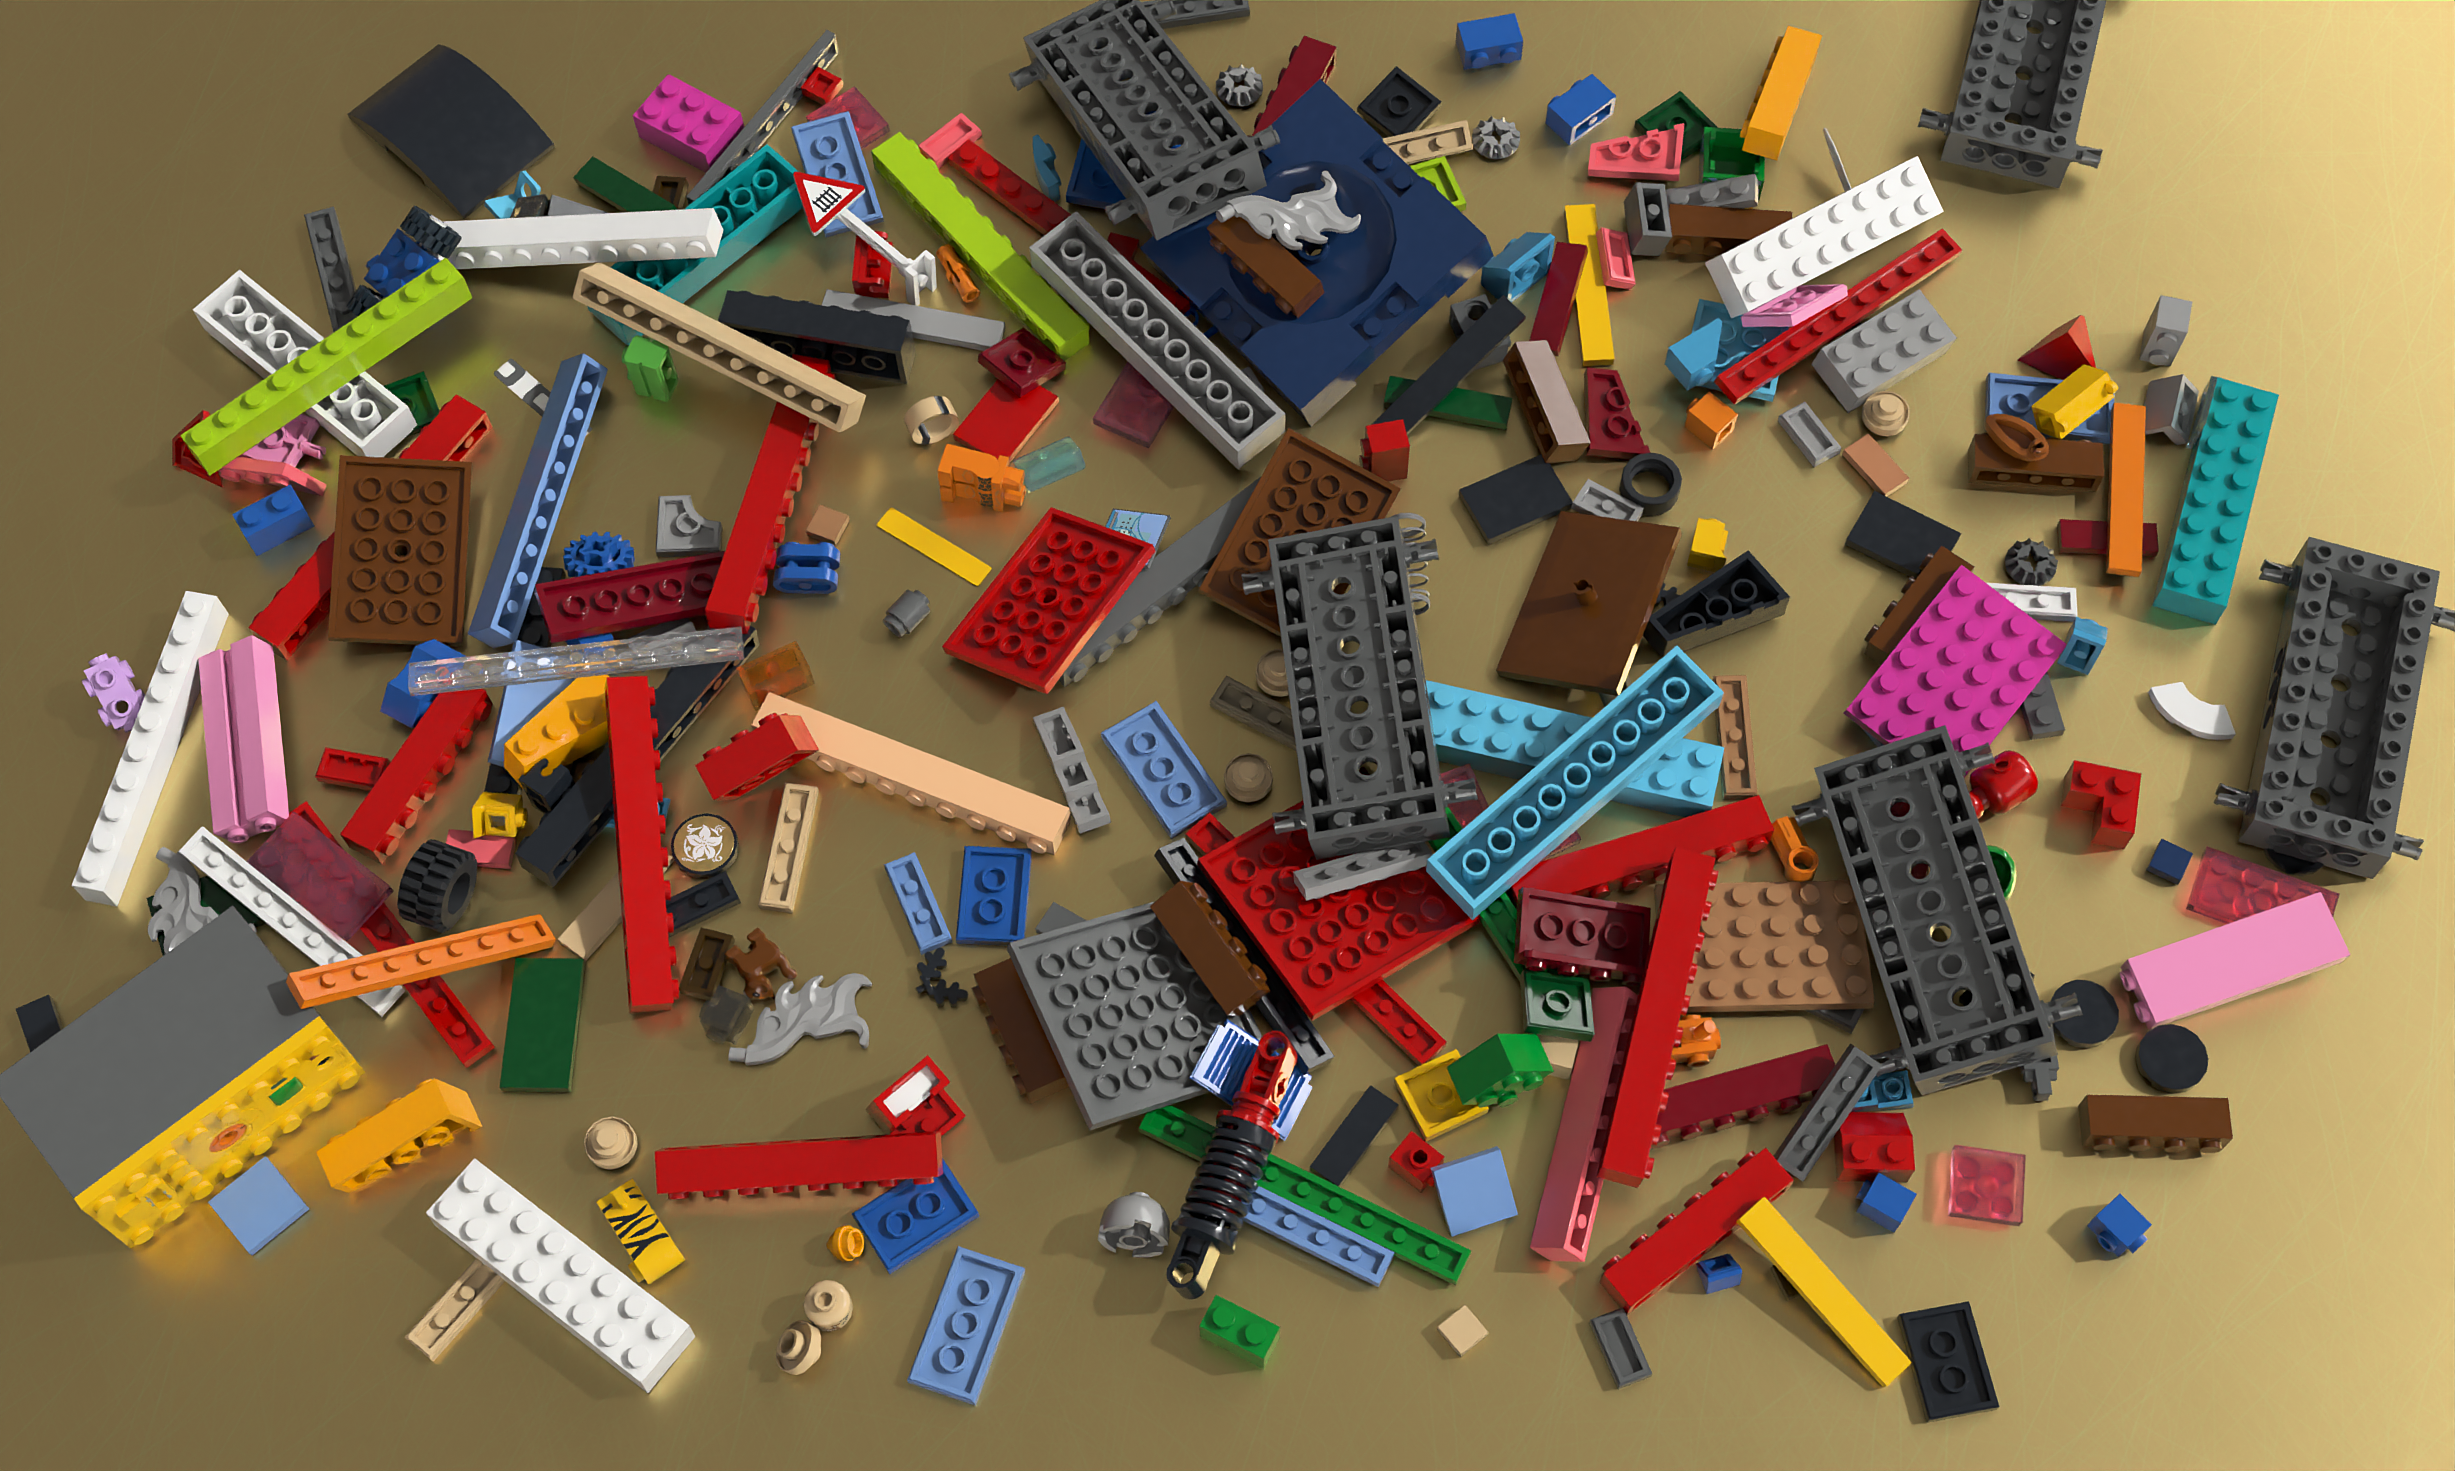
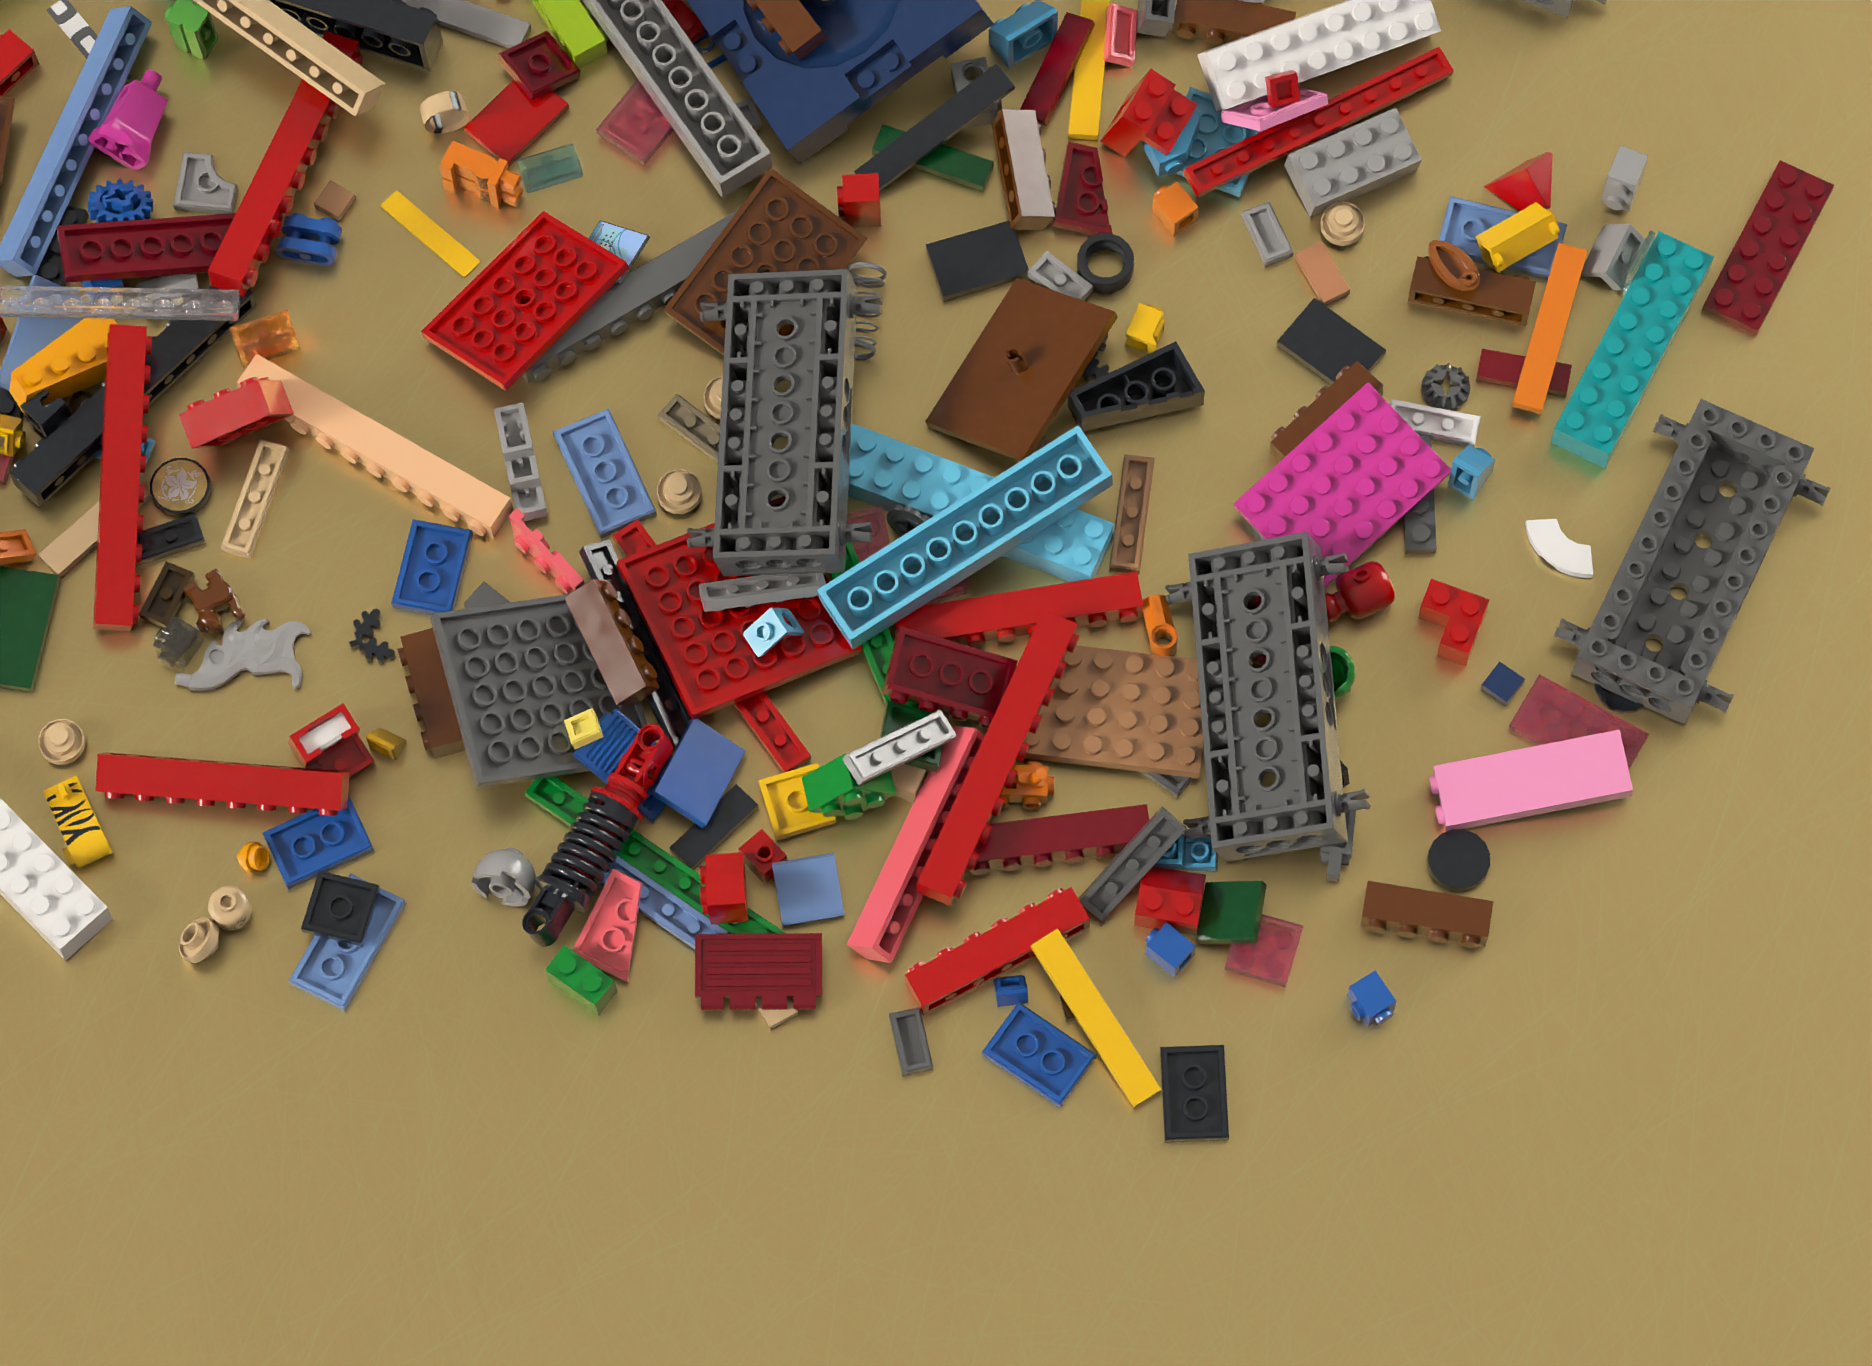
camera: 10 degrees right, 5 degrees up
(600, 472) = (132, 122): none -> dark pink piece
(907, 613) = (394, 294): dark grey brick -> none
(918, 903) = (363, 565): medium blue tile -> none
(954, 1288) = (340, 908): none -> black plate
(974, 1094) = (386, 743): none -> yellow slope
(1117, 869) = (534, 543): none -> coral wing
(1196, 1047) = (583, 728): none -> light yellow tile
(1263, 1265) = (611, 926): none -> coral wing
(1328, 1078) = (698, 772): none -> blue tile
(1380, 911) = (771, 629): none -> bracket
(1387, 1203) = (725, 888): none -> red brick
(1437, 1288) = (758, 967): none -> dark red hinge
(1492, 775) = (905, 519): none -> dark grey gear
(1551, 1019) = (899, 747): none -> tile
(1668, 323) = (1149, 114): none -> red brick
(1766, 1342) = (1039, 1054): none -> blue tile
(1803, 283) = (1282, 88): none -> red plate
(1946, 1151) = (1231, 912): none -> dark green tile
(2098, 1017) = (1392, 810): black tile -> none
(2322, 383) = (1768, 247): none -> dark red plate

